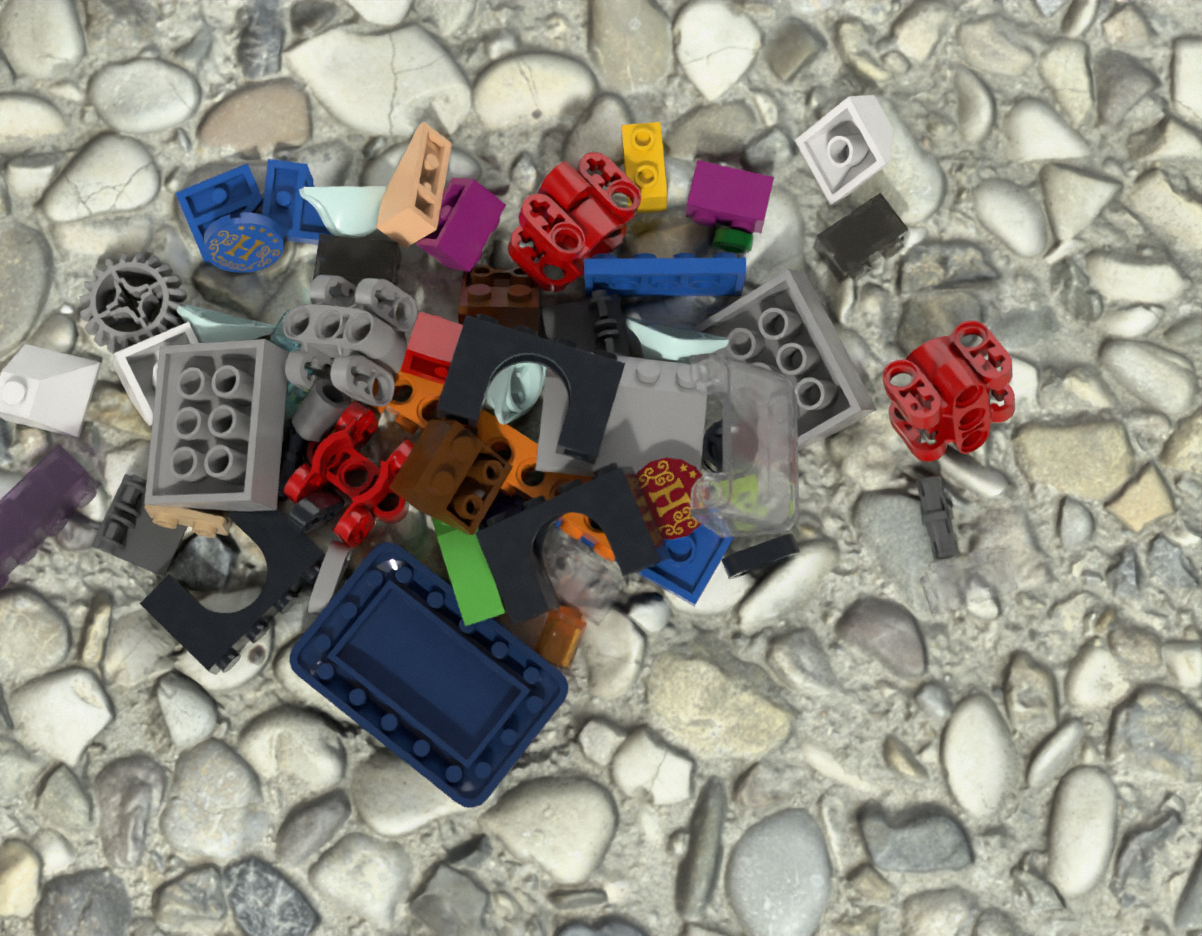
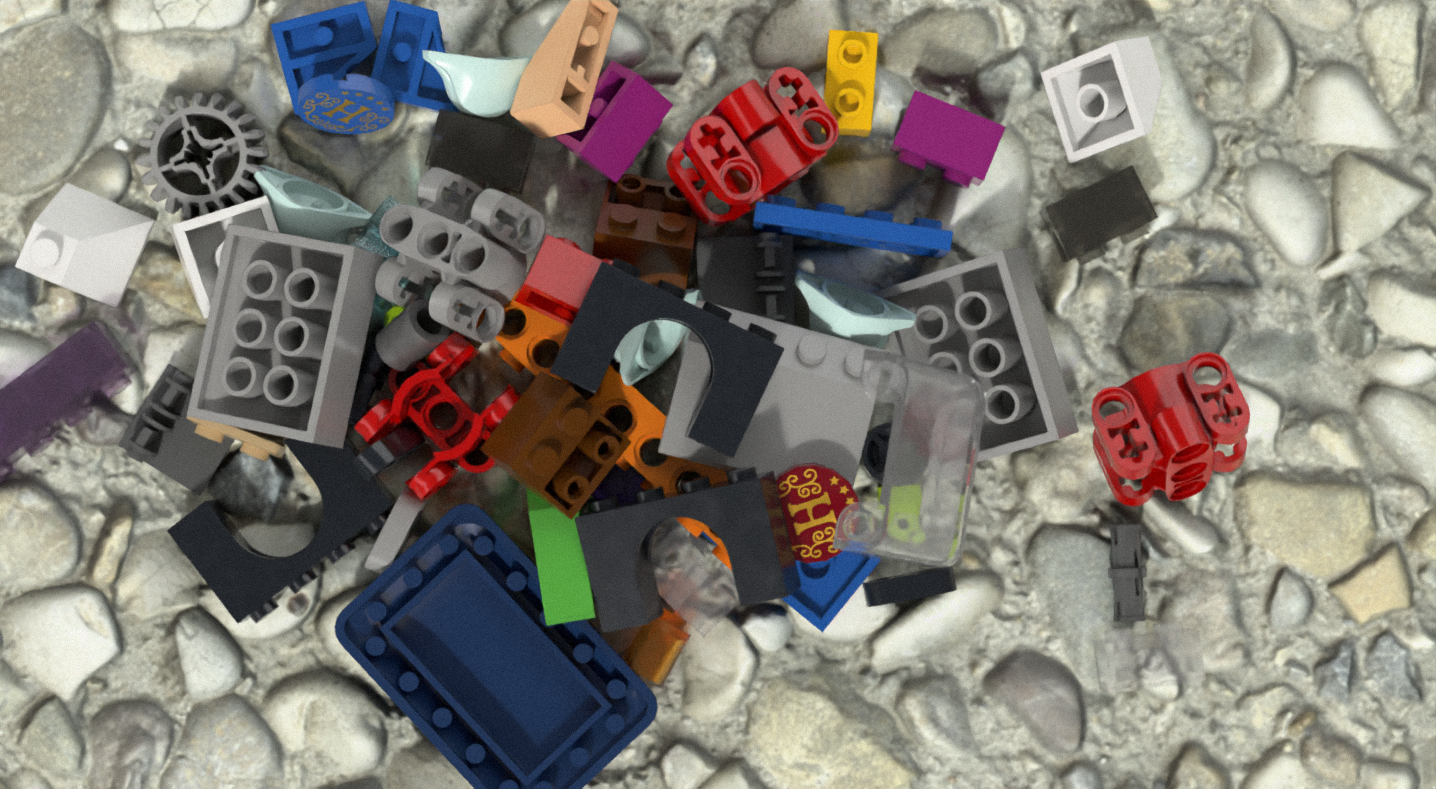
camera: 10 degrees right, 10 degrees up
(733, 240) = (942, 192): green tile -> none

